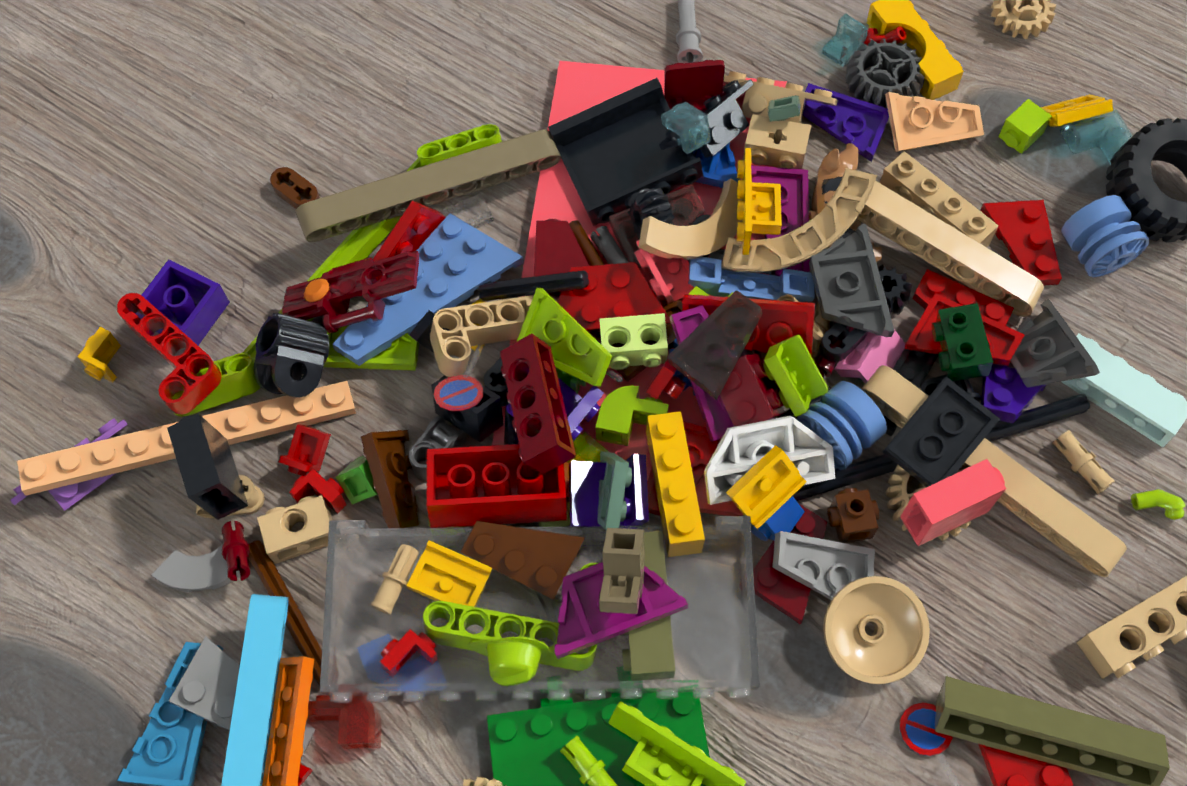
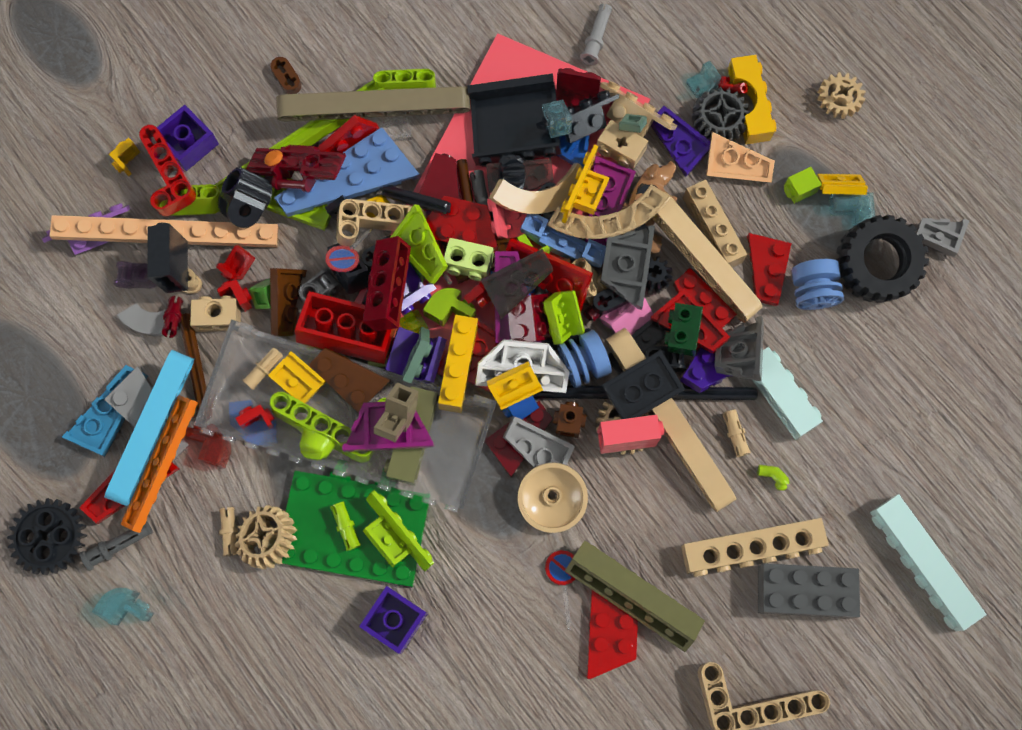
camera: 15 degrees right, 10 degrees up
(157, 511) = (131, 276): none -> clear purple piece

